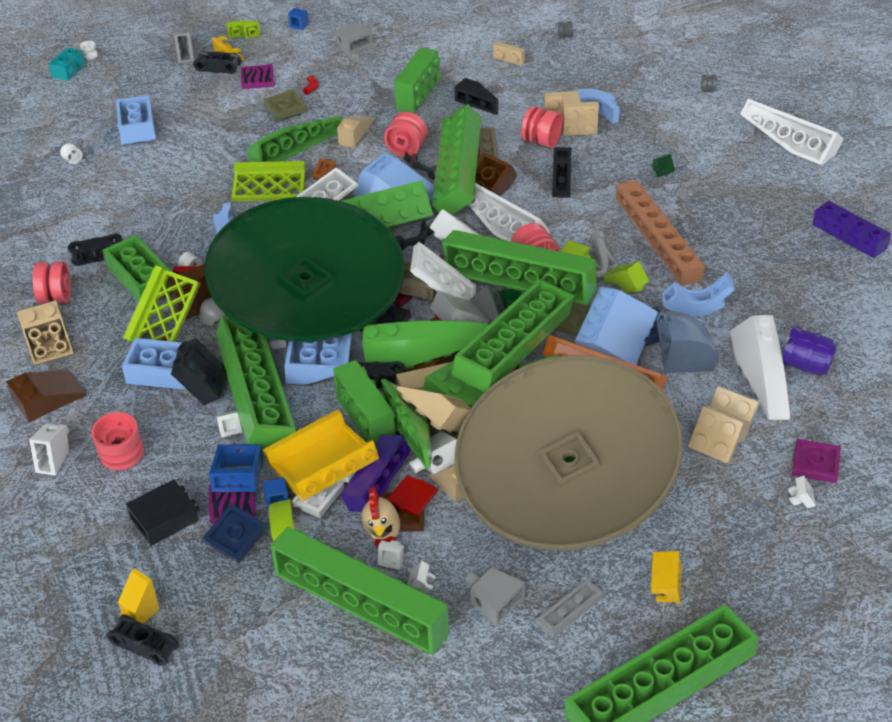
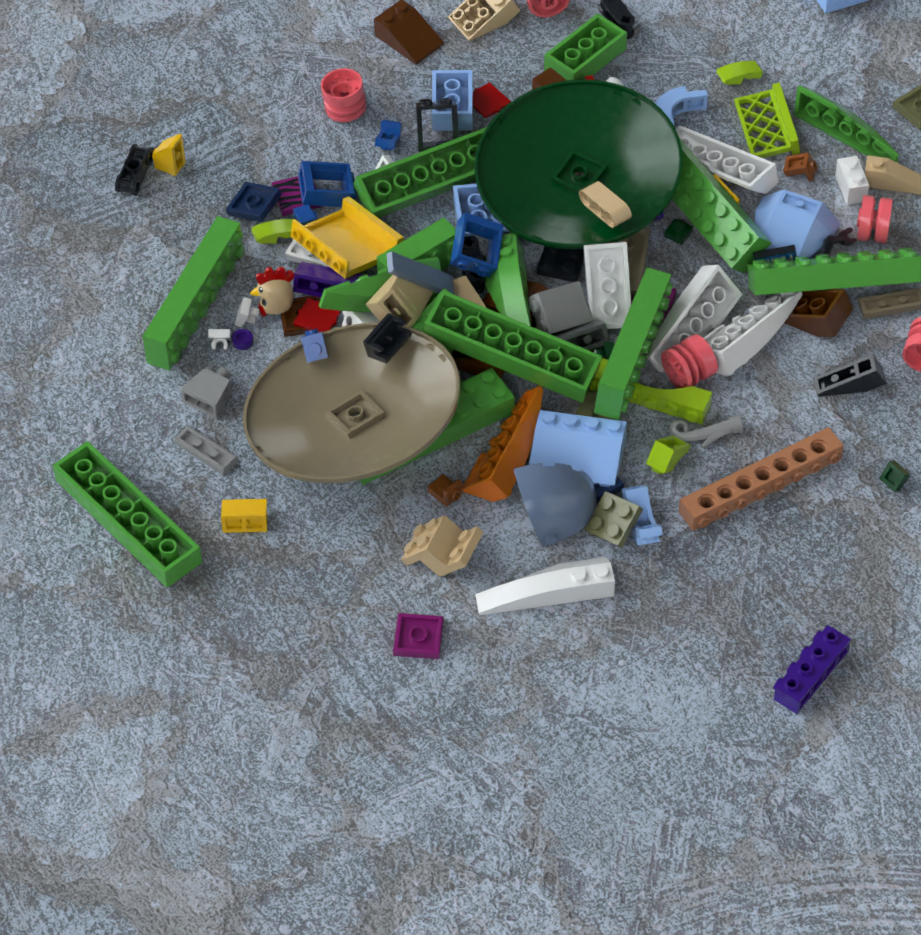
camera: 80 degrees right, 10 degrees up
(49, 448) = (333, 53): white torso -> none
(149, 302) = (508, 70): lime fence -> none
(163, 512) = (272, 149): black brick -> none
(181, 419) = (389, 135): none -> blue bracket
(204, 189) = (736, 72): none -> lime slope
(353, 145) = (851, 179): none -> white brick
(366, 251) = (605, 204): none -> tan beam
(376, 349) = (483, 228): none -> blue window
(412, 383) = (419, 273): none -> sand blue tile
(422, 556) = (242, 339): none -> dark purple tile
(424, 232) = (688, 254): black piece -> none
(430, 185) = (782, 252): none -> black tile
(477, 476) = (314, 345): none -> bracket
(497, 410) = (386, 338): none -> black hinge
(703, 308) = (613, 519): none -> olive plate
(803, 492) = (365, 621): white tile -> none
(809, 351) = (567, 618): dark purple piece -> none

